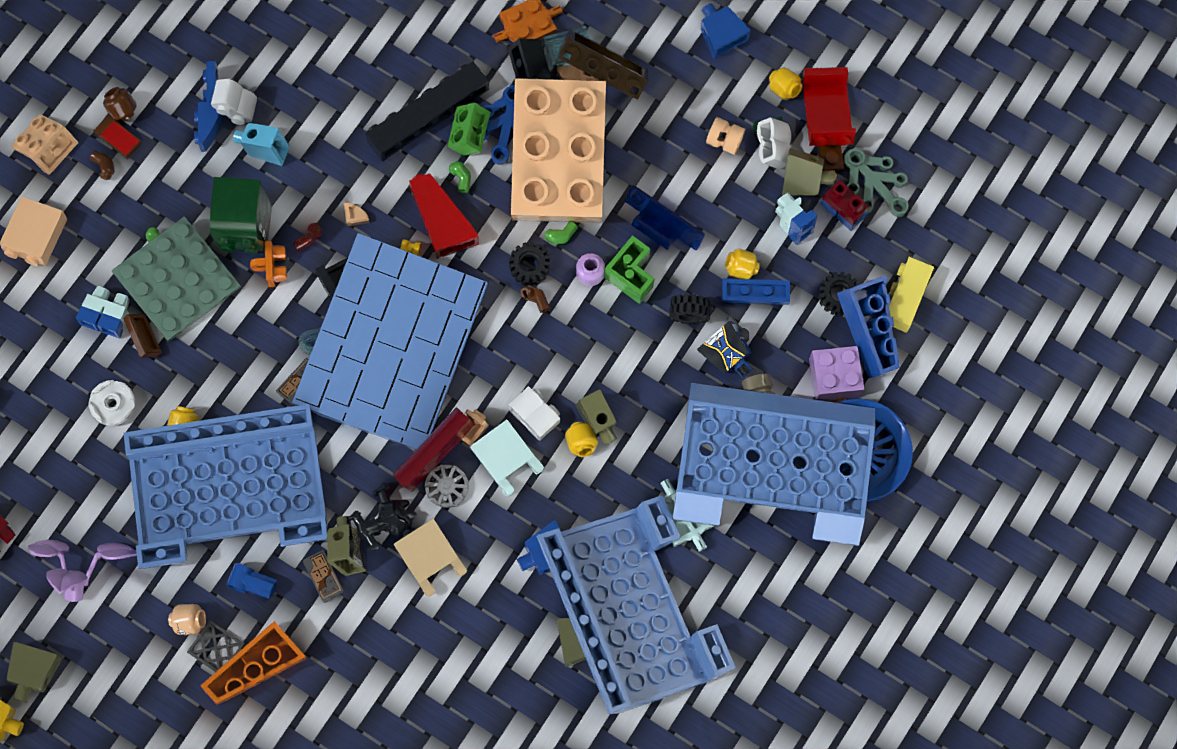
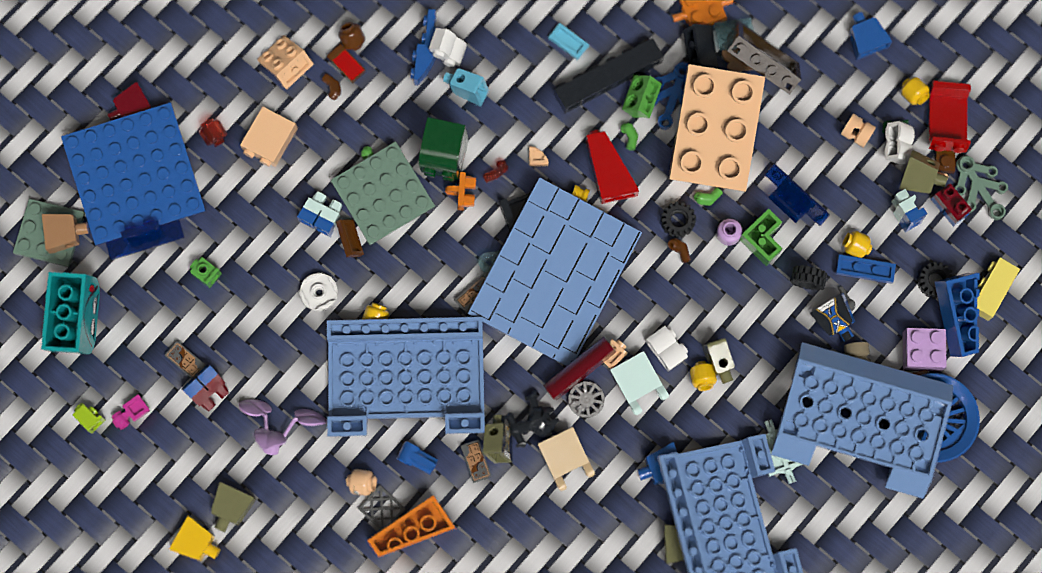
camera: 10 degrees right, 5 degrees up
(376, 79) = (568, 41): none -> medium azure tile

